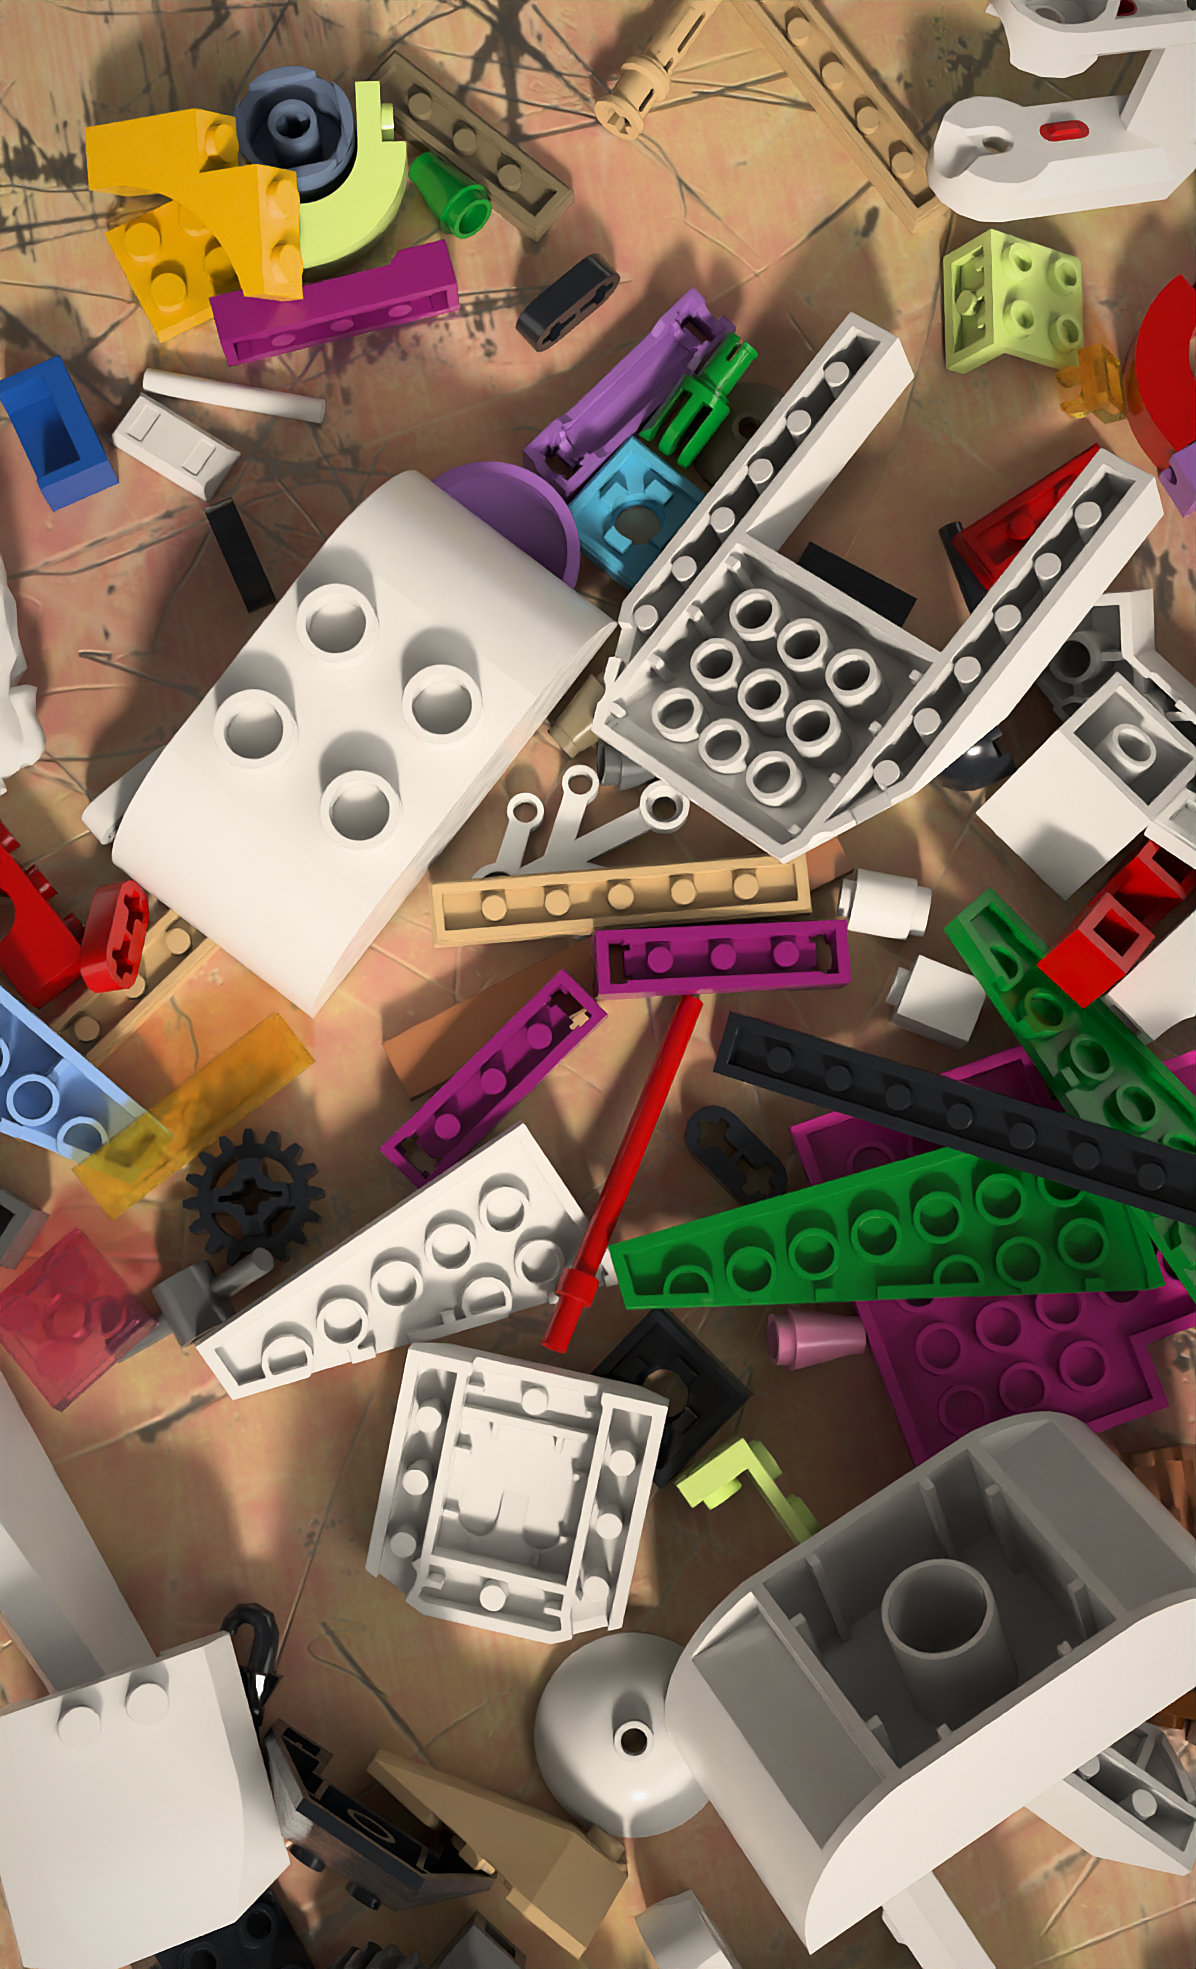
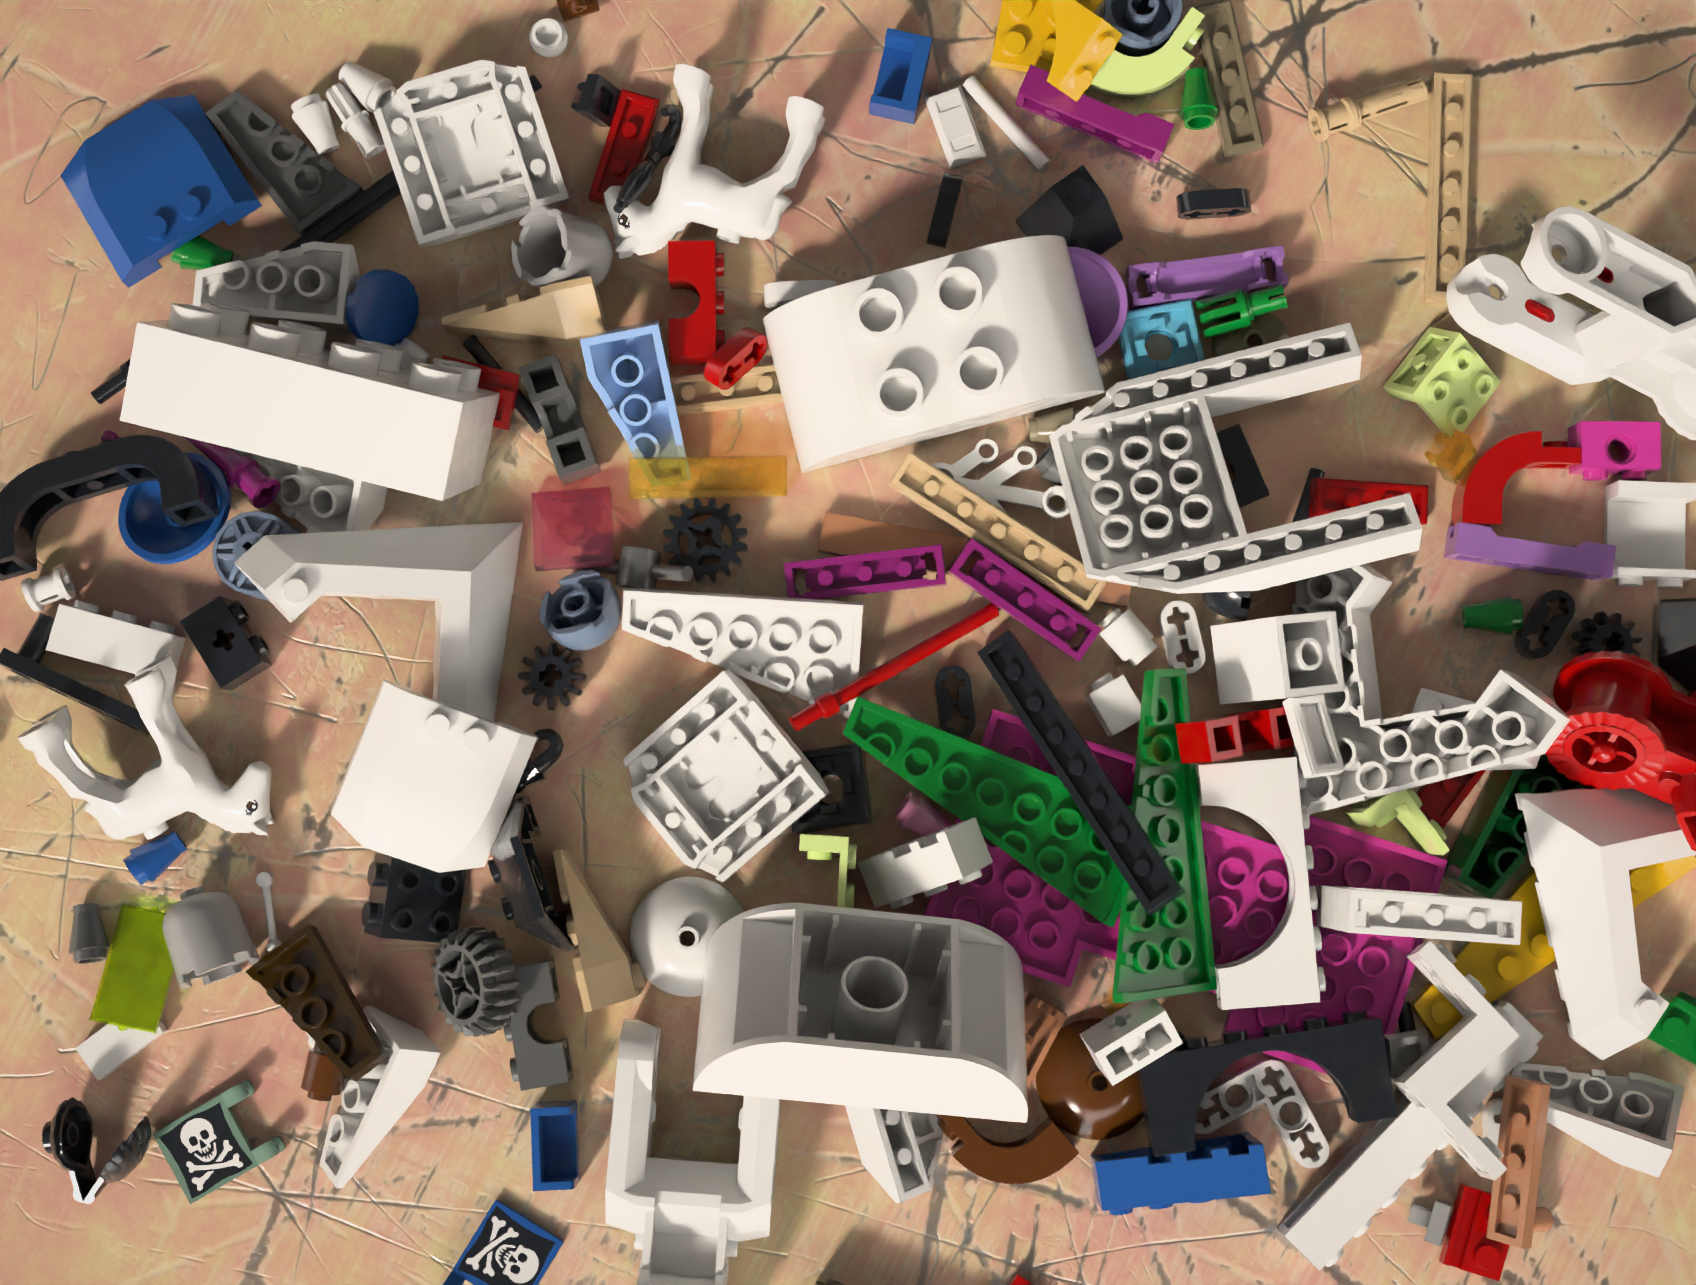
camera: 40 degrees right, 5 degrees up
(161, 1417) = (582, 611): none -> sand blue cylinder
(166, 1529) = (544, 666): none -> black gear
(403, 429) = (1075, 211): none -> black slope
(866, 1394) = (926, 864): none -> white wedge
(959, 844) = (1191, 635): none -> white beam

